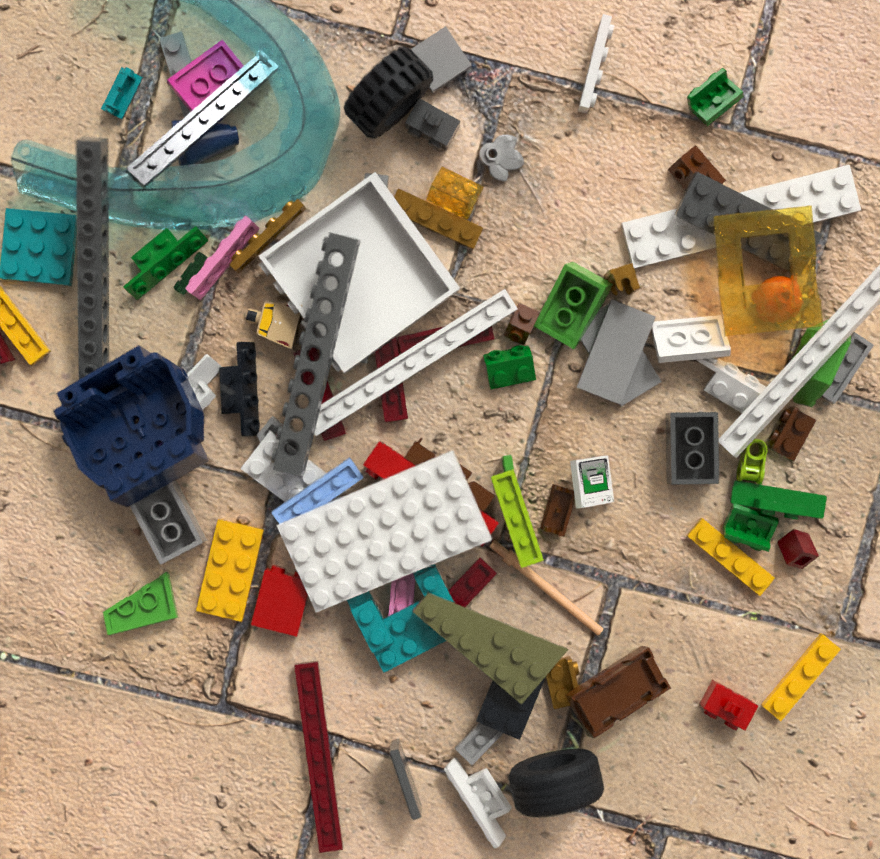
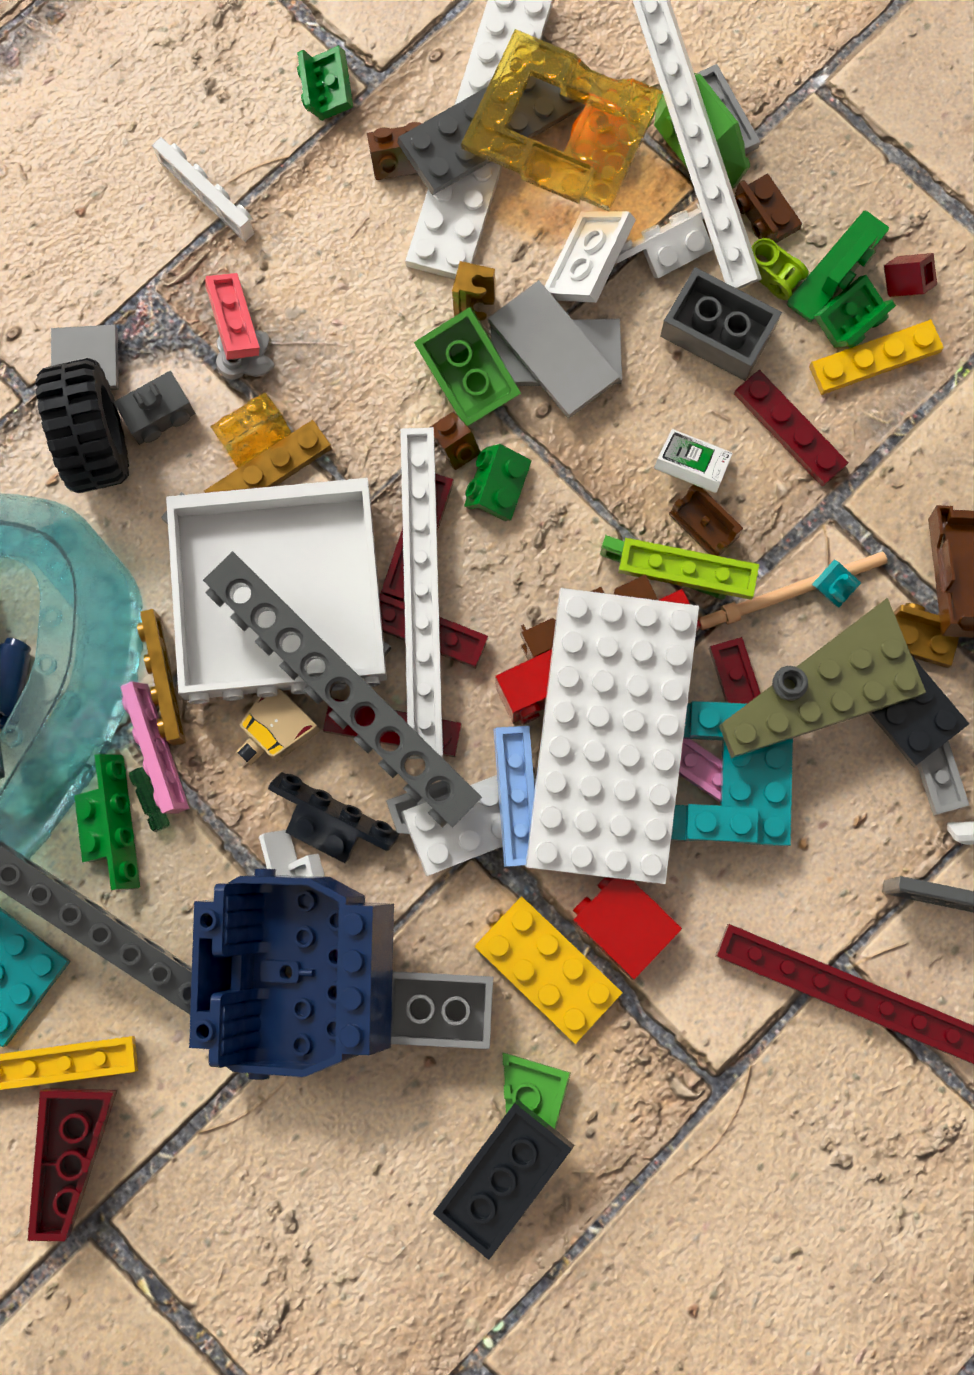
camera: 60 degrees left, 10 degrees down
(94, 614) = (503, 1179): none -> black plate
(479, 627) = (794, 674): none -> dark grey plate
(519, 136) = (232, 316): none -> coral plate
(564, 612) = (836, 583): none -> teal tile
(652, 528) = (791, 428): none -> dark red plate

